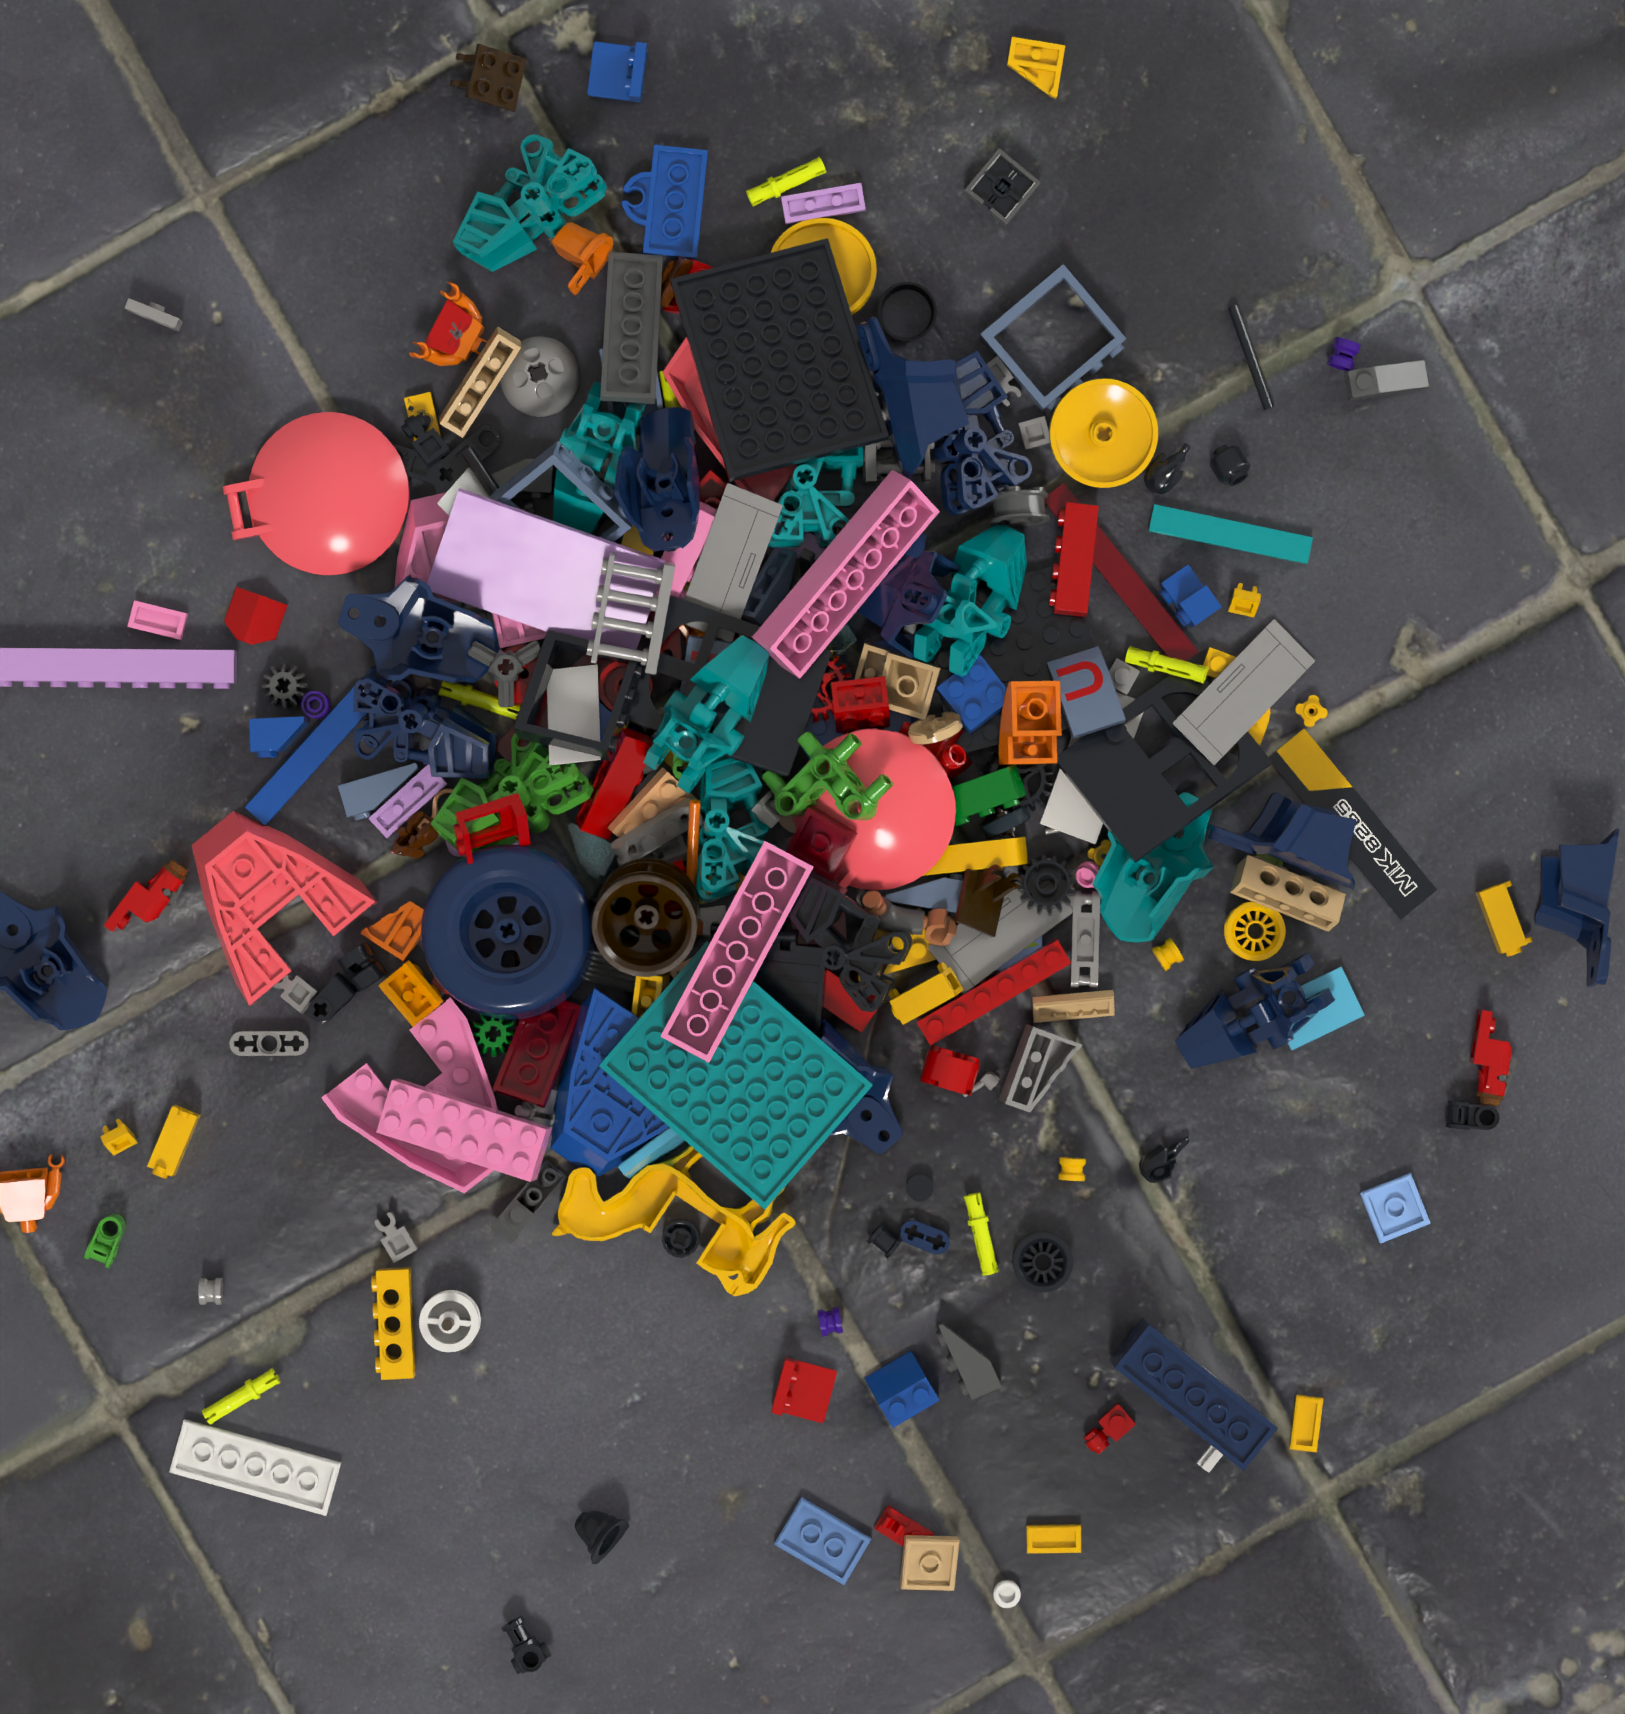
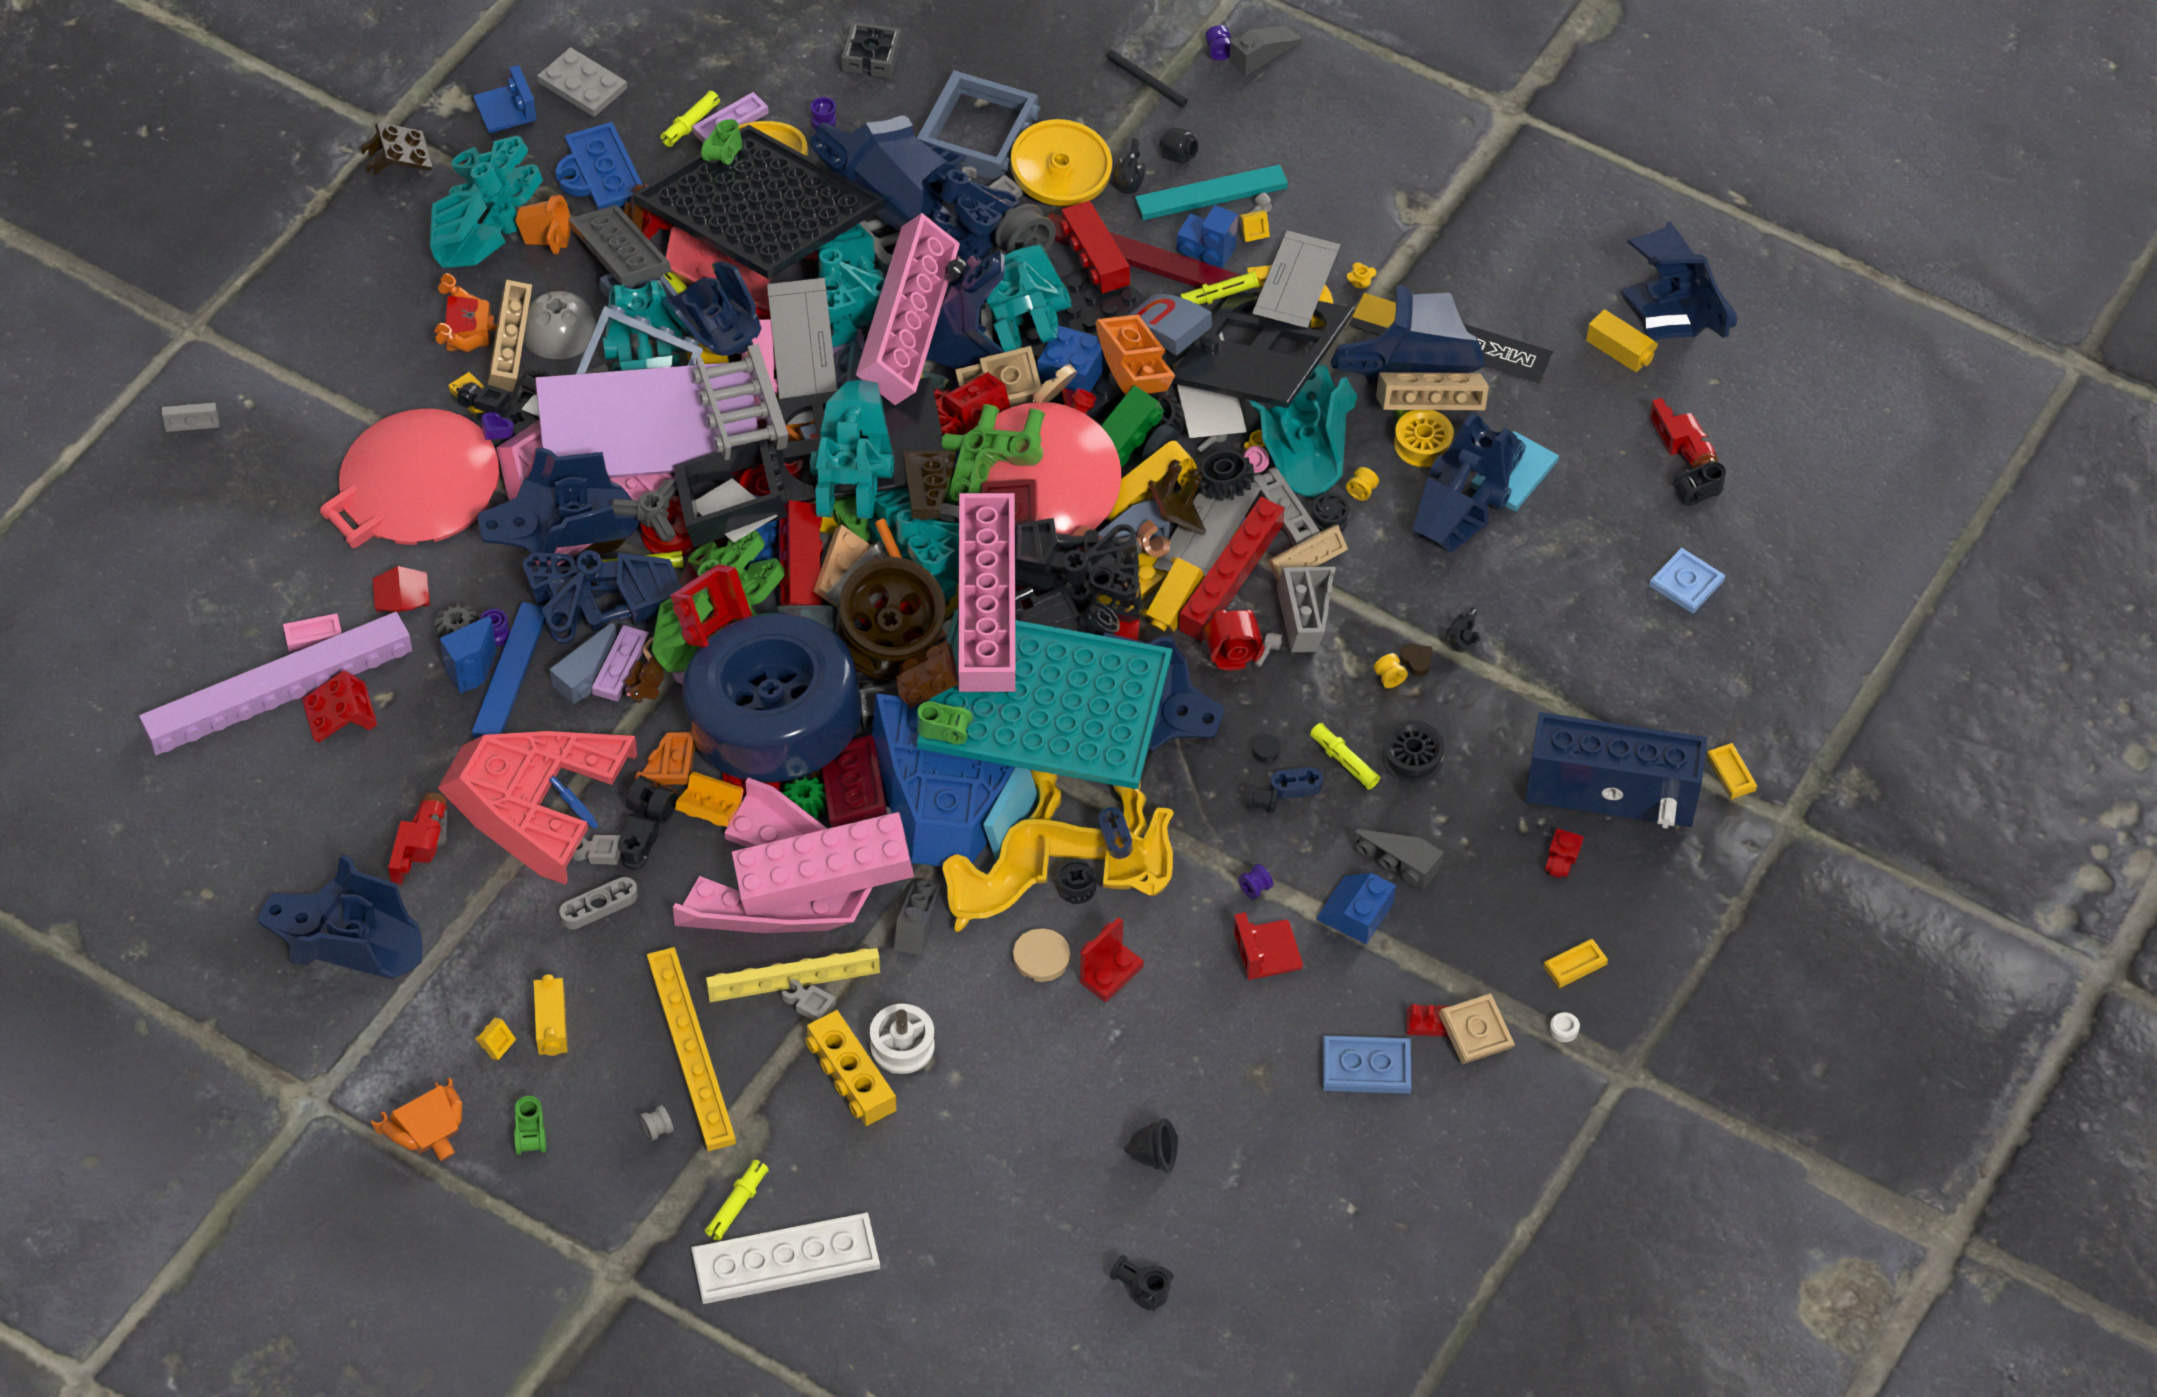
camera: 30 degrees left, 35 degrees down
(142, 720) = (337, 704): none -> red bracket
(274, 1231) = (691, 1049): none -> yellow plate
(296, 935) = (574, 803): none -> blue hand
(383, 1202) = (806, 971): none -> light yellow plate
(419, 481) = (496, 427): none -> dark purple tile
(612, 1293) = (1041, 955): none -> tan tile
(630, 1068) = (943, 722): none -> bright green piece
(643, 1003) = (927, 674): none -> reddish brown plate
(661, 1339) = (1107, 963): none -> red bracket
(708, 75) = (582, 82): none -> light grey plate
(738, 1224) = (1120, 831): none -> dark blue beam
(759, 782) = (928, 480): none -> dark brown wing
(779, 269) = (723, 142): none -> bright green piece
(833, 1004) = (1098, 620): none -> black wheel
(912, 553) = (954, 269): none -> black tile
(915, 241) = (823, 111): none -> dark purple wheel
(1105, 1164) = (1417, 658): none -> dark brown tile
(1119, 970) = (1330, 511): none -> black wheel
(1271, 575) = (1263, 203): none -> light grey hand

